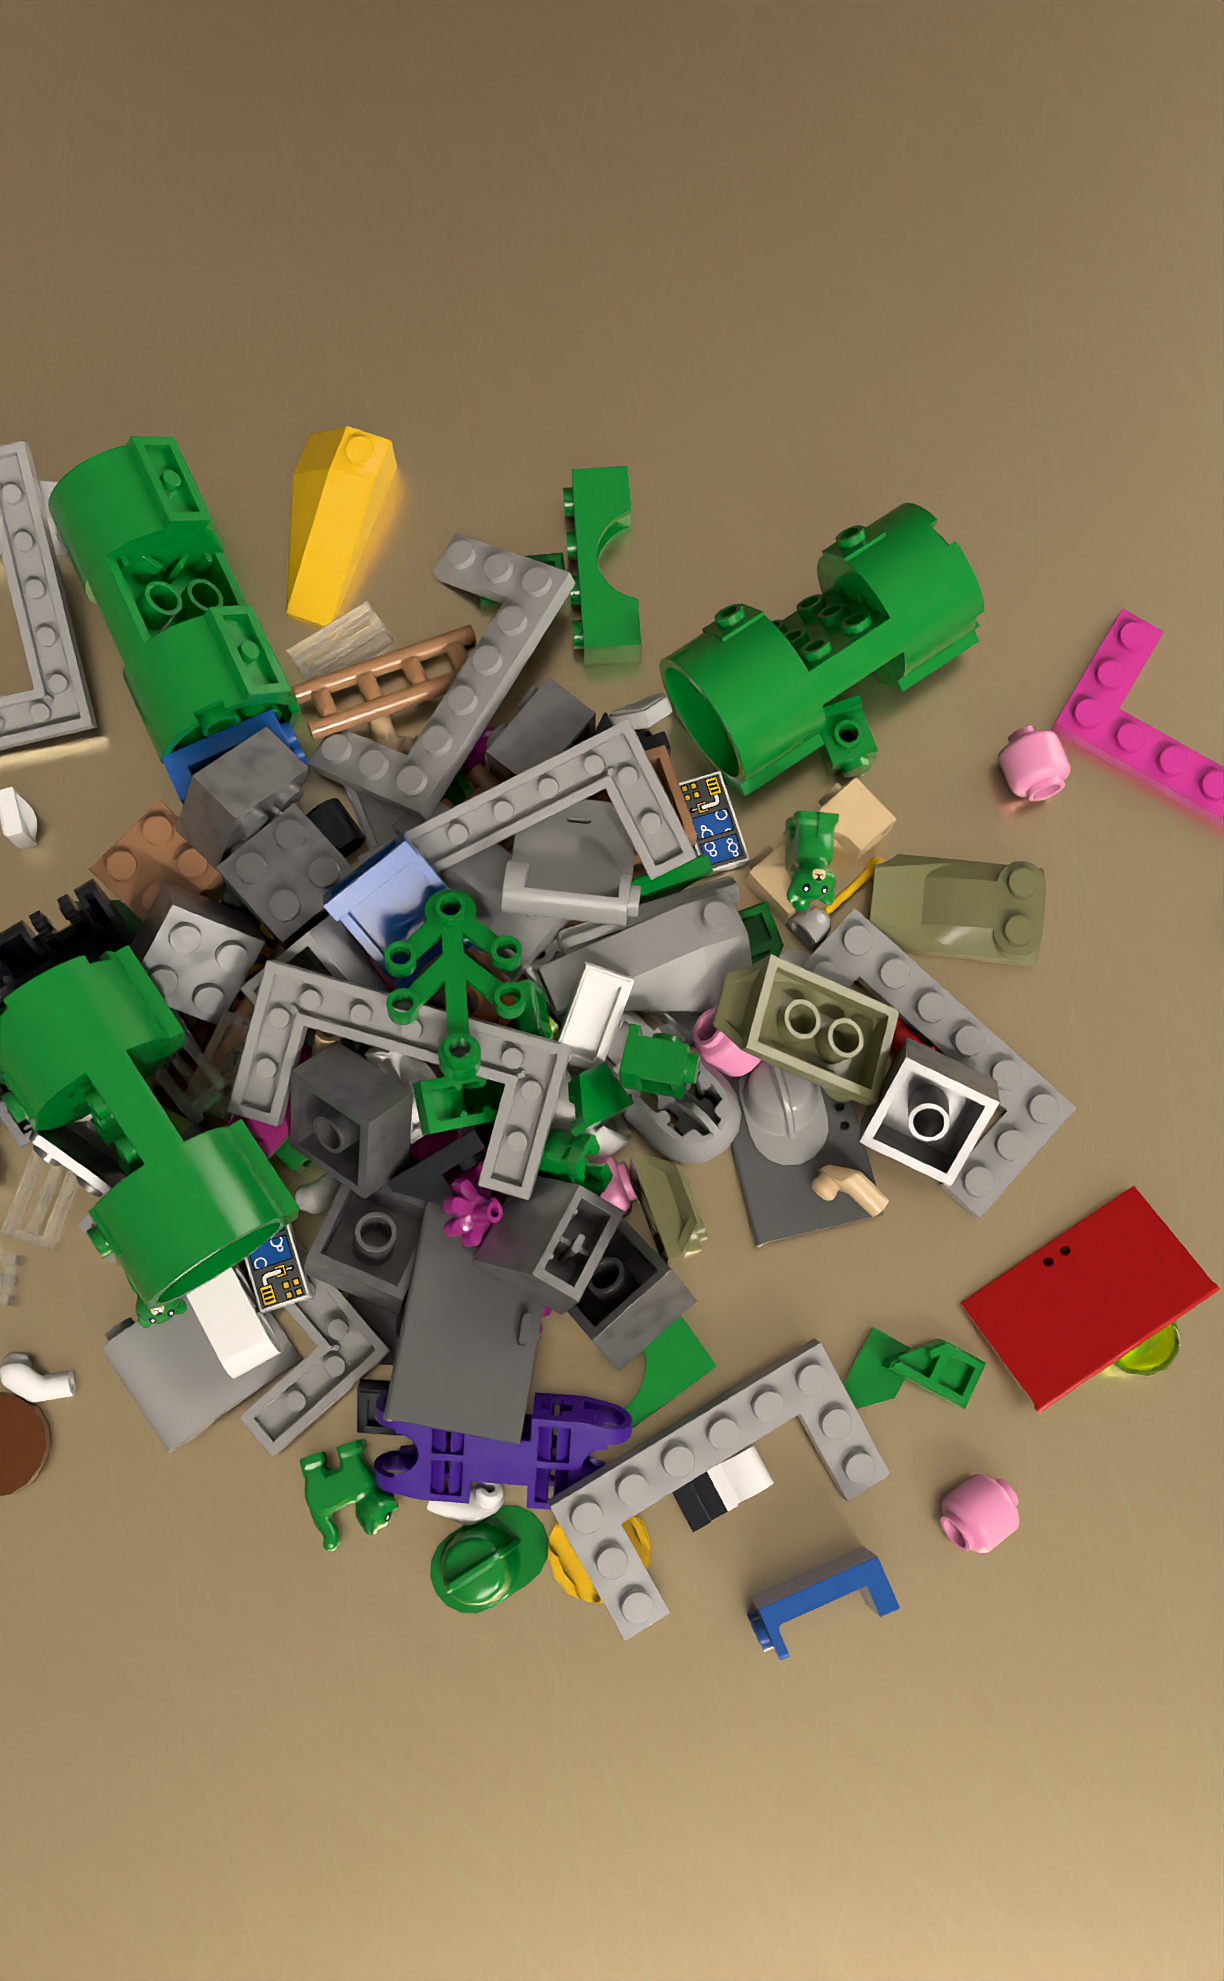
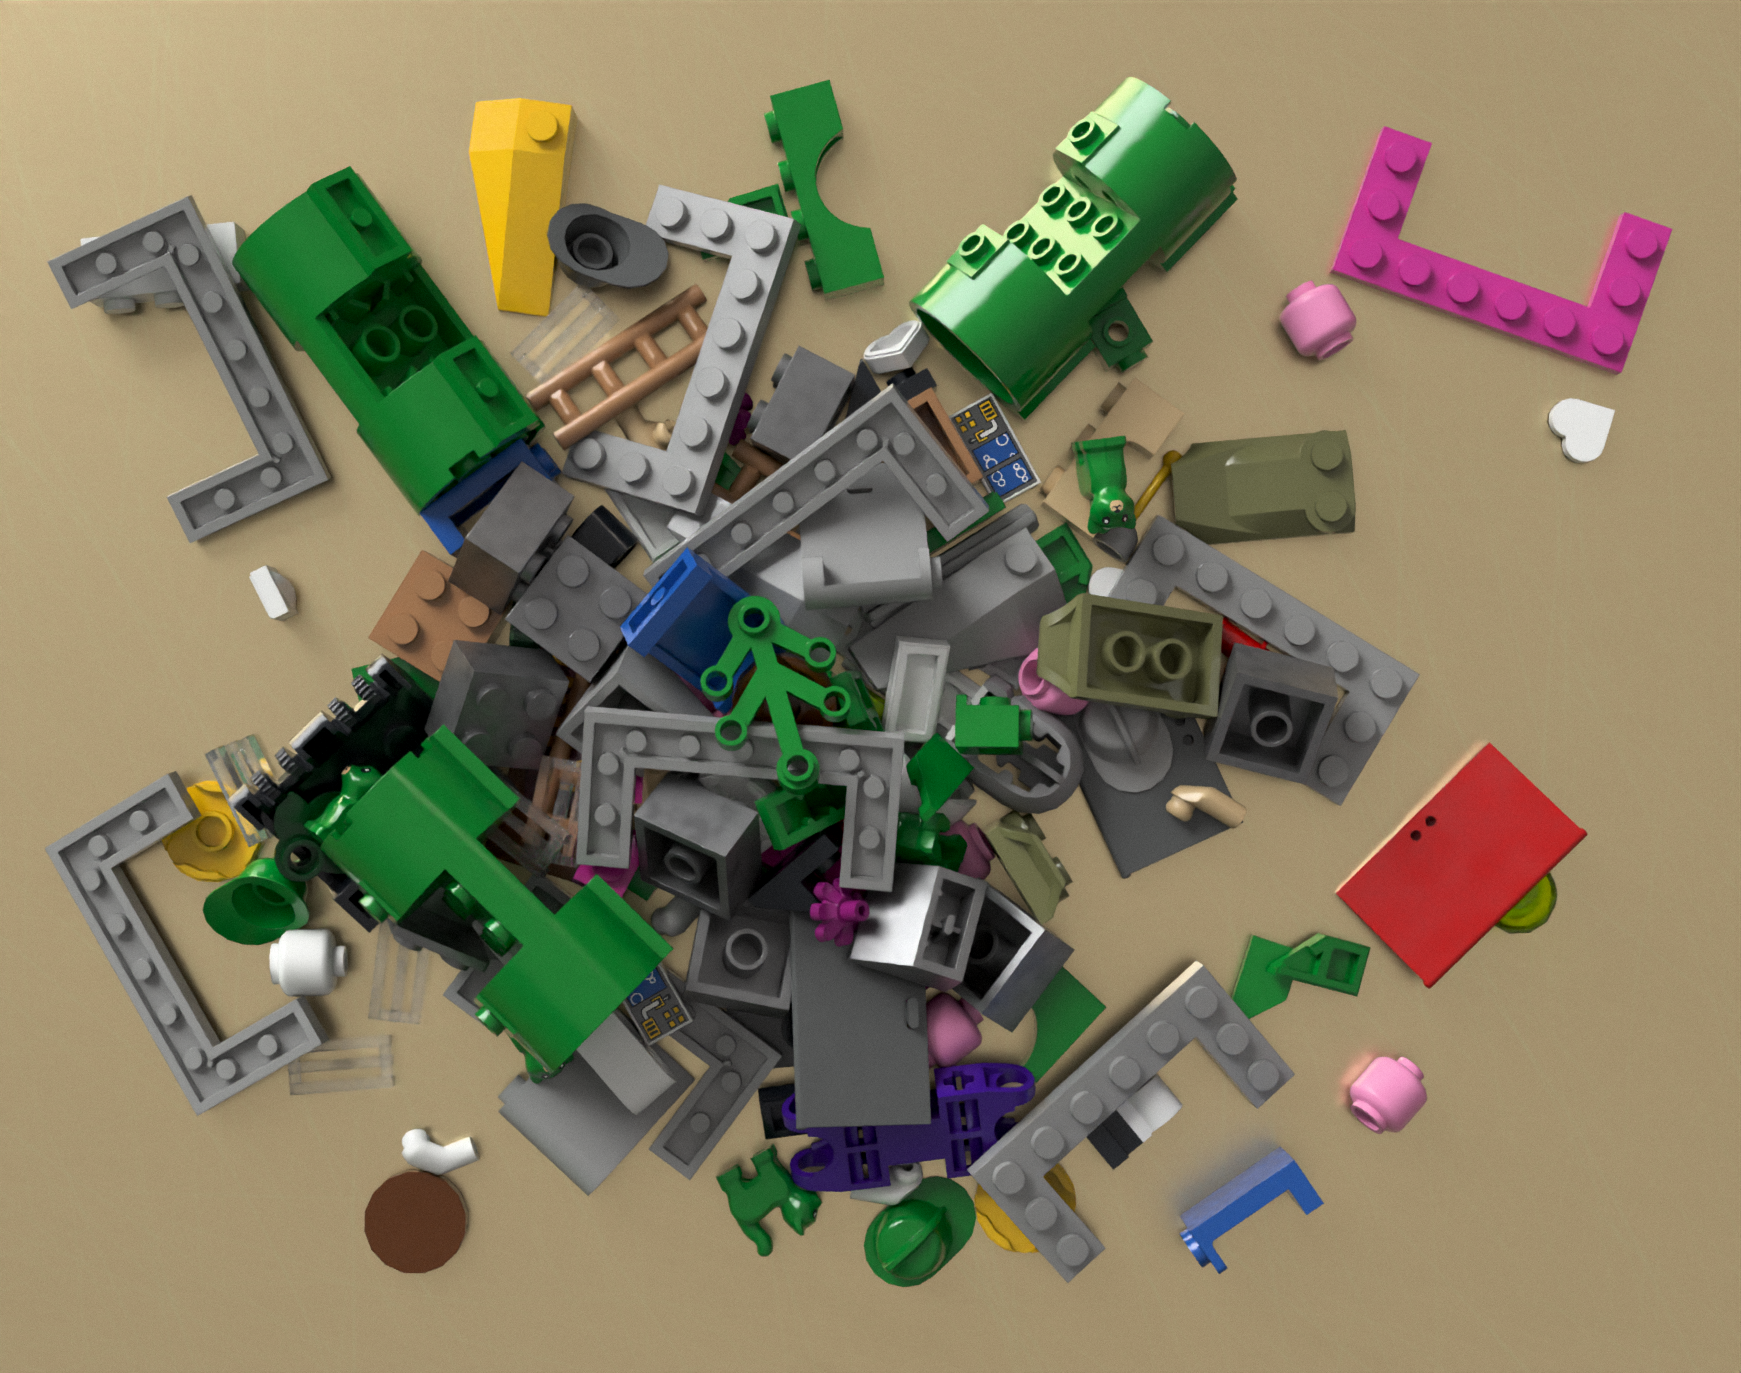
camera: 10 degrees left, 10 degrees up
(390, 573) = (605, 248): none -> dark grey piece
(560, 1359) = (951, 1030): none -> bright pink head

